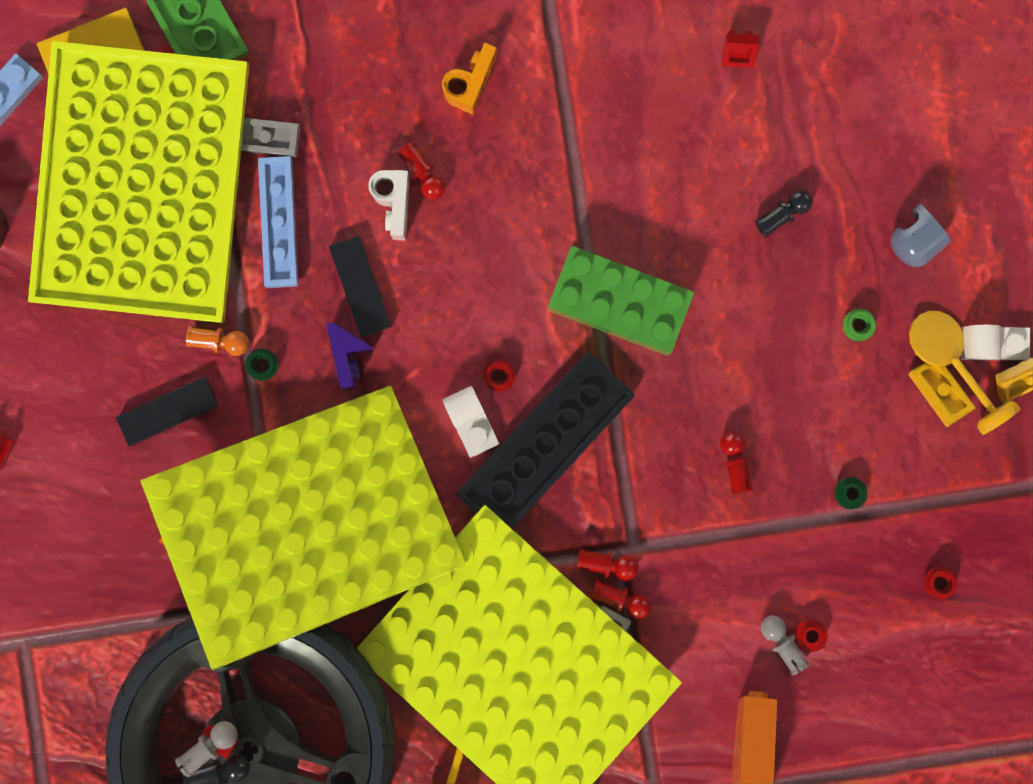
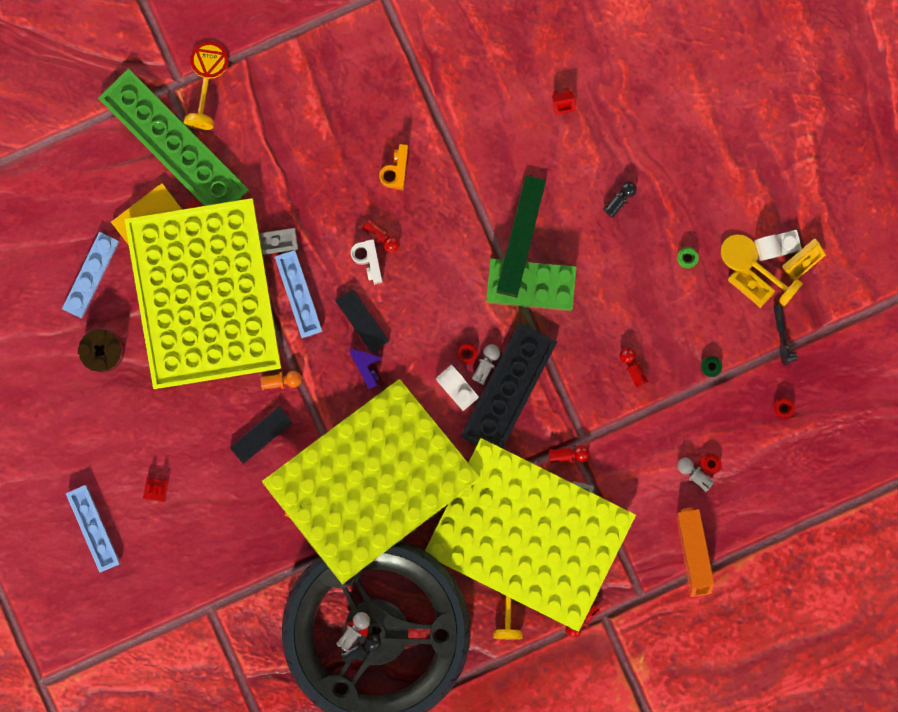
camera: 20 degrees left, 0 degrees up
(253, 359) = (306, 388): dark green plate -> none
(534, 385) = (491, 354): none -> light grey pin
(624, 227) = (521, 236): none -> dark green tile
(636, 606) = (595, 475): red pin -> none
(921, 241) = (711, 194): sand blue helmet -> none
(963, 506) = (785, 355): none -> black piece

